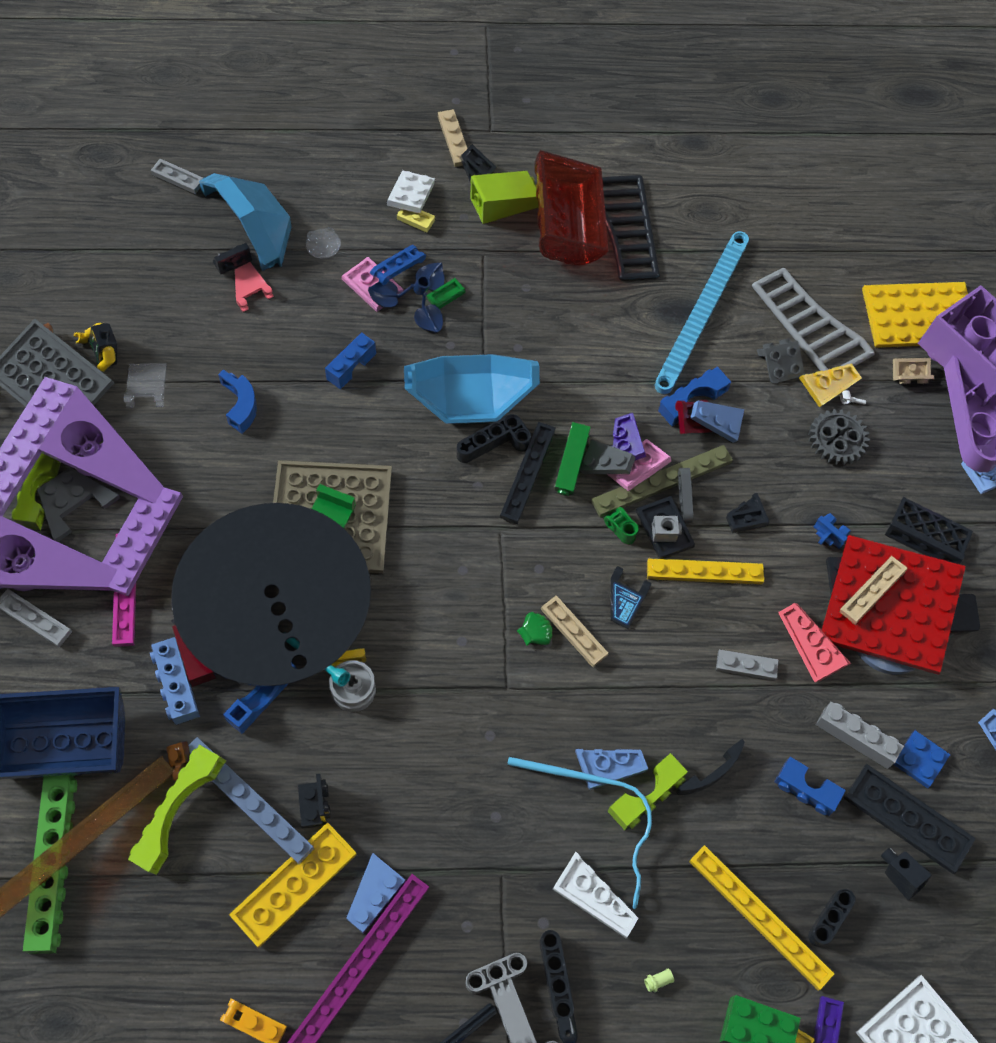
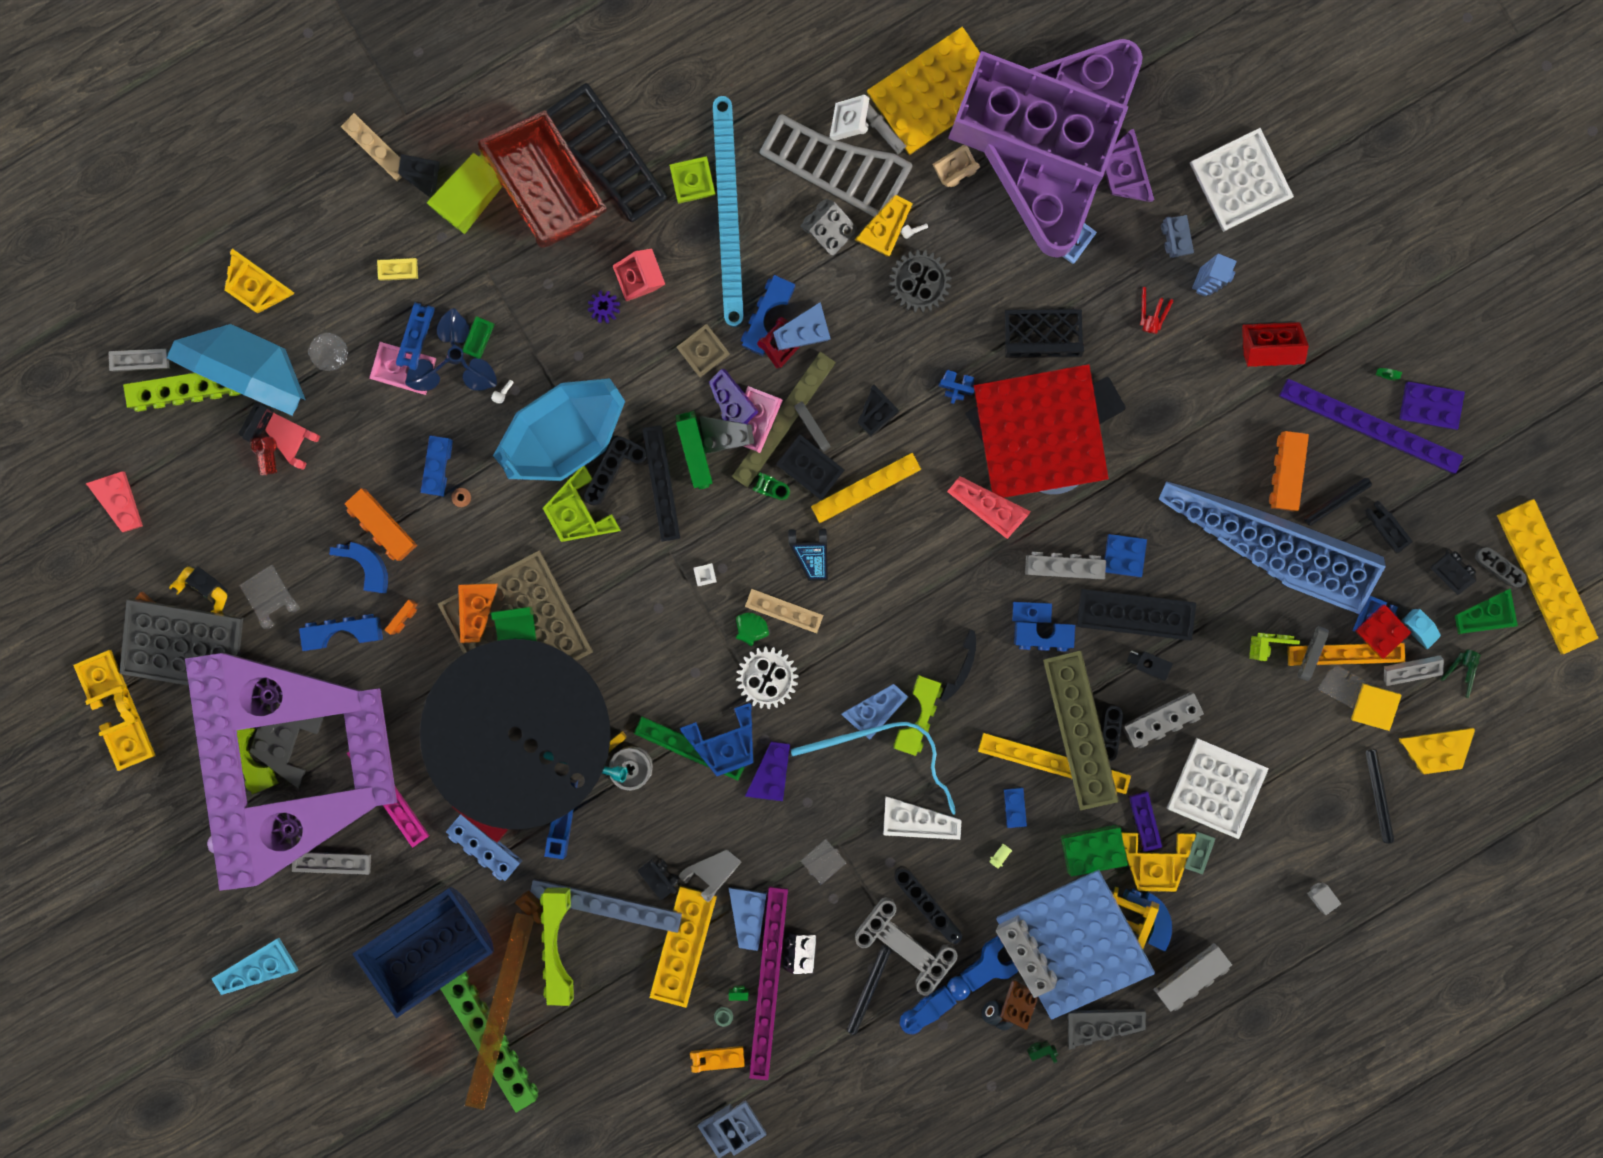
camera: 25 degrees left, 25 degrees up
(85, 257) = (118, 500): none -> coral wing
(161, 432) = (364, 630): none -> blue arch
(194, 209) = (136, 391): none -> lime brick
(224, 279) = (264, 450): none -> clear red piece
(241, 454) = (405, 612): none -> orange plate
(275, 378) = (380, 524): none -> orange brick
(287, 981) = (723, 1016): none -> sand green plate
(300, 174) = (253, 285): none -> yellow wing
(306, 479) = (474, 610): none -> orange wing
(318, 964) = (738, 993): none -> green plate
(354, 399) = (467, 497): none -> nougat plate
(366, 826) = (713, 871): none -> light grey flag
(402, 960) = (799, 953): none -> bracket
(411, 191) = (375, 243): white plate -> none
(417, 703) = (673, 741): none -> green tile
(435, 342) = (499, 397): none -> white hand
(435, 456) = (570, 515): none -> lime wing
(450, 720) = (727, 750): none -> blue wing
(477, 769) = (771, 774): none -> dark purple wing
(478, 882) = (823, 861): none -> clear piece
(521, 563) = (705, 574): none -> white plate
(536, 693) = (782, 685): none -> white gear
(561, 321) = (603, 300): none -> dark purple gear
(604, 313) = (638, 274): none -> coral slope
(624, 394) = (703, 350): none -> dark tan plate
(661, 534) = (809, 482): light grey brick -> none
(687, 274) = (692, 180): none -> lime plate
(698, 939) = (1015, 807): none -> blue plate
(747, 665) = (943, 555): light grey plate -> none
(804, 897) = (1080, 730): none -> olive plate
(814, 762) = (1032, 612): none -> blue plate
(841, 292) = (850, 118): none -> white tile
(861, 310) = (882, 127): none -> light grey pin
(873, 590) = (1019, 434): tan plate -> none
(892, 935) = (1163, 719): none -> light grey brick

